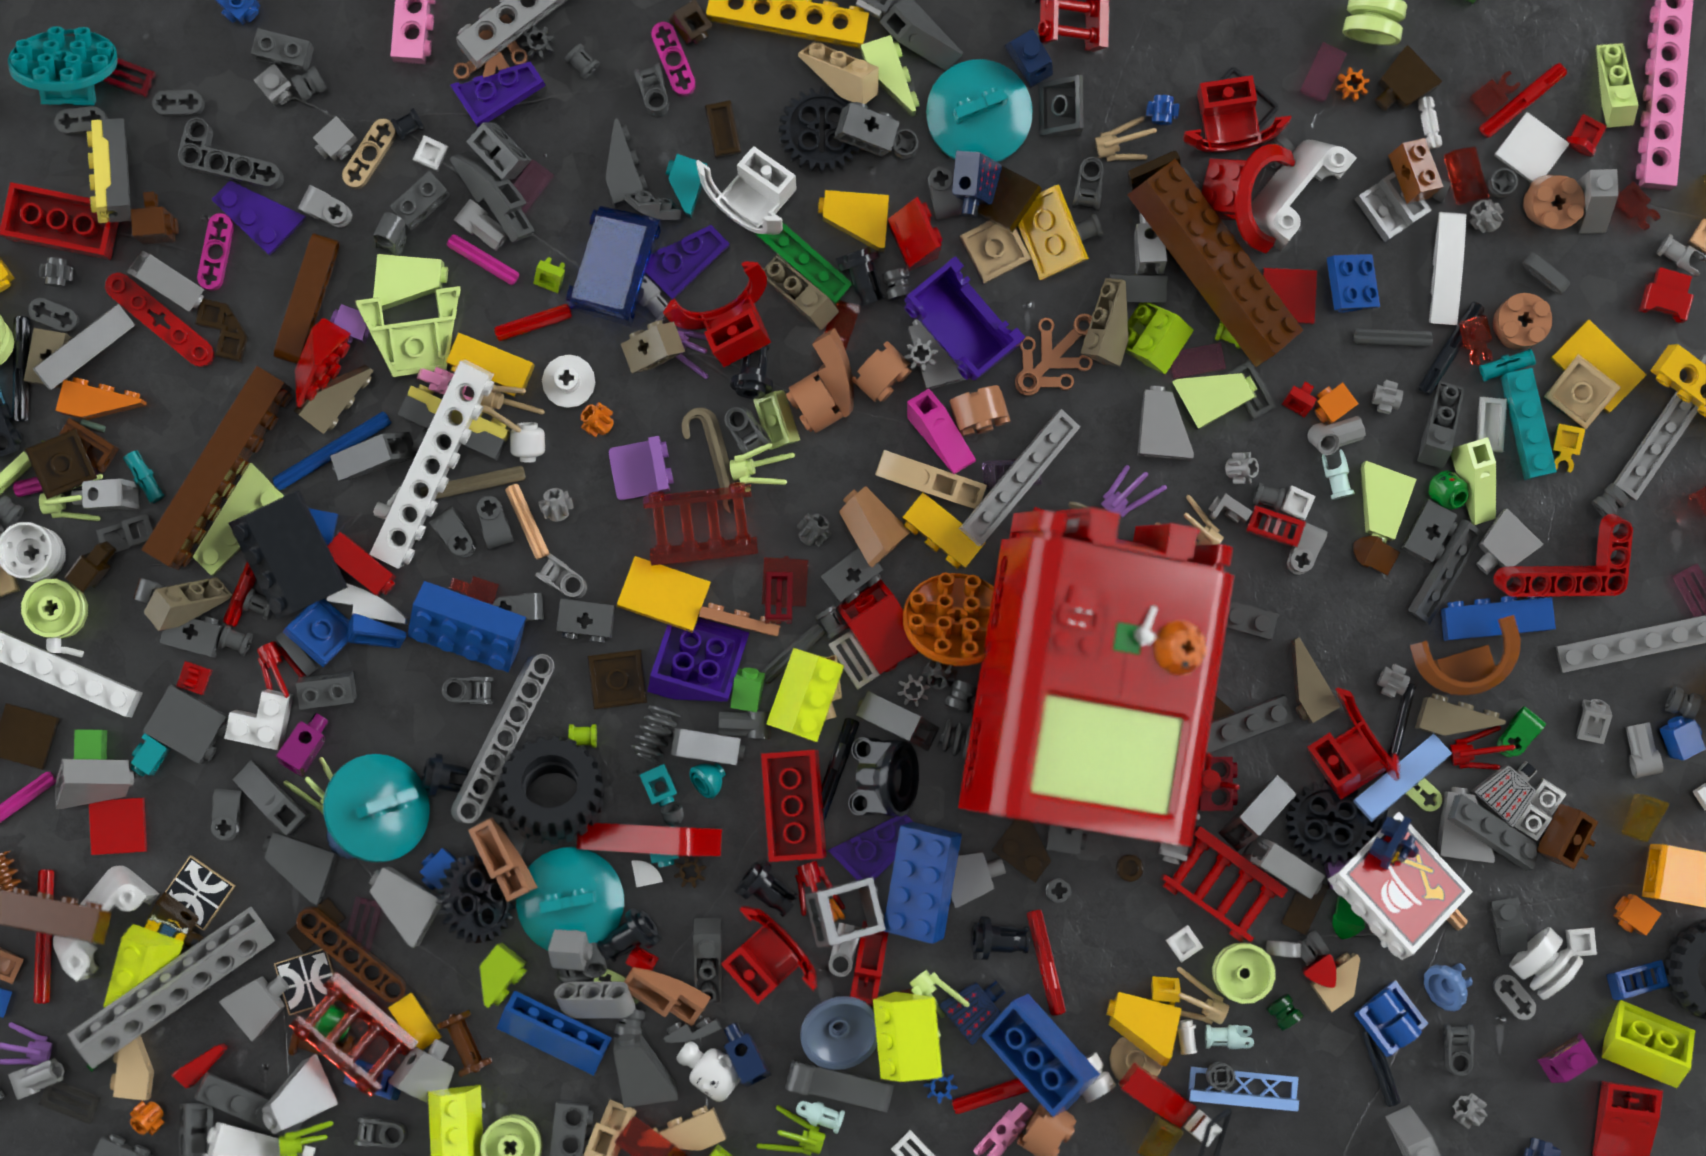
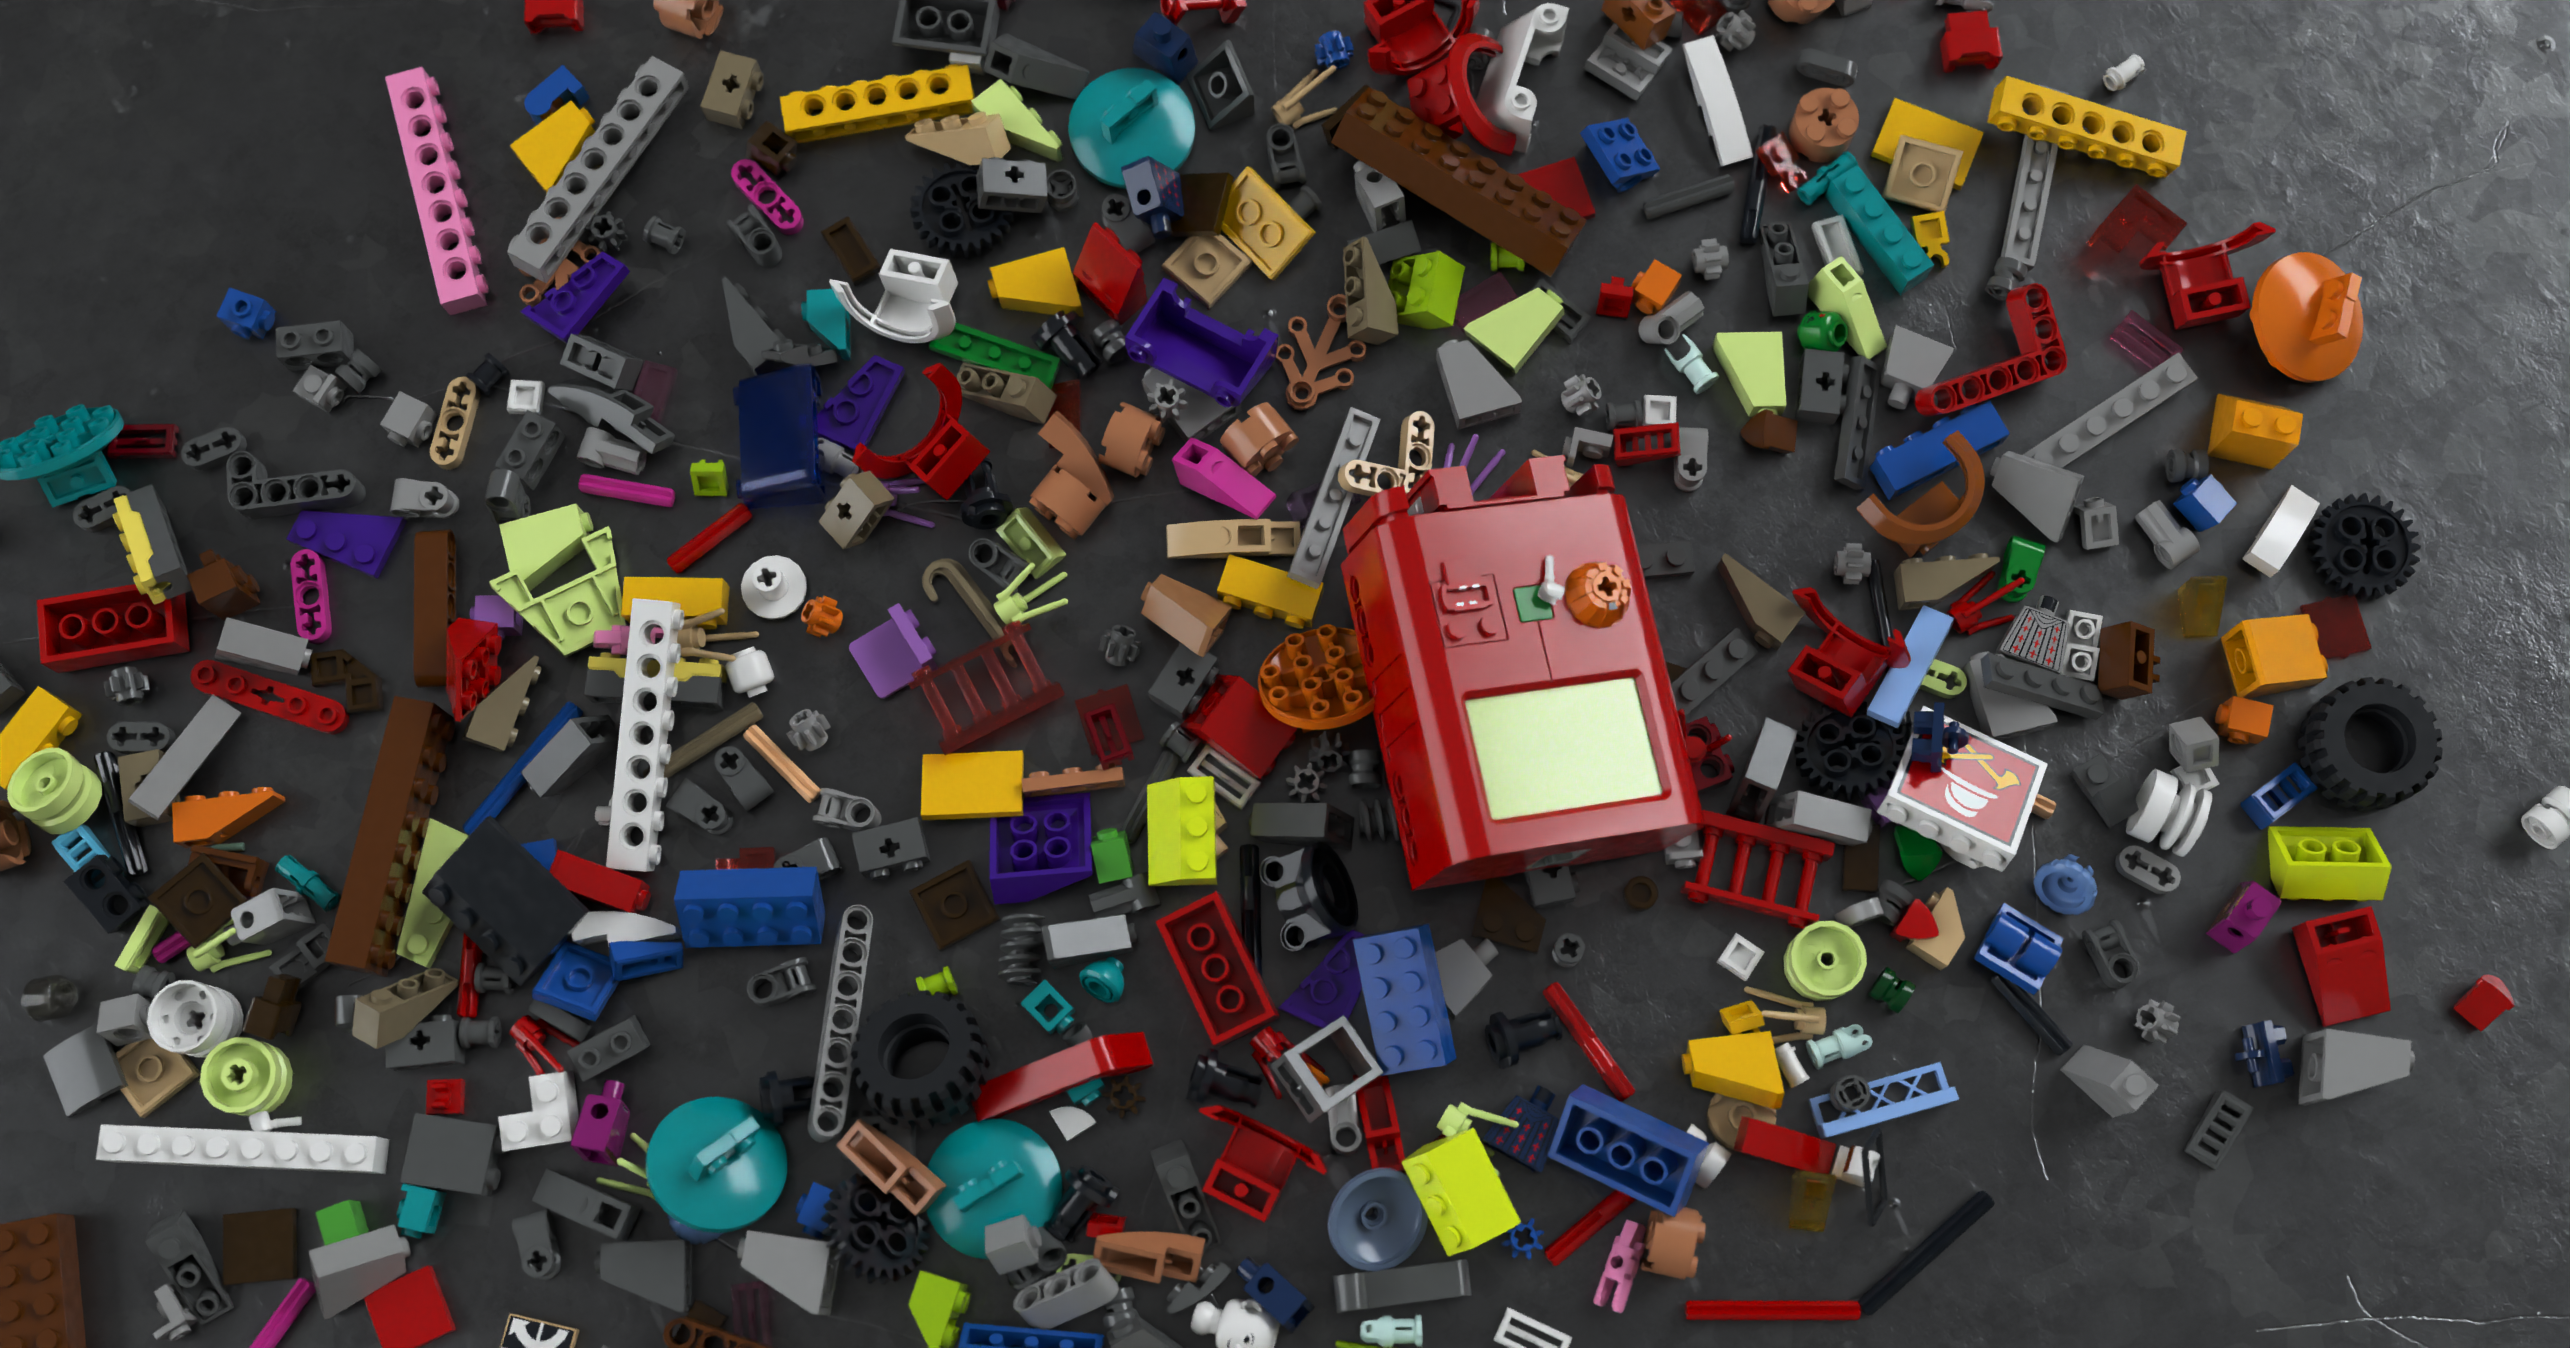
camera: 15 degrees left, 10 degrees down
(1077, 480) = (1406, 469): none -> tan beam
(1558, 680) = (2038, 491): none -> light grey slope
(1589, 919) = (2194, 744): none -> light grey brick

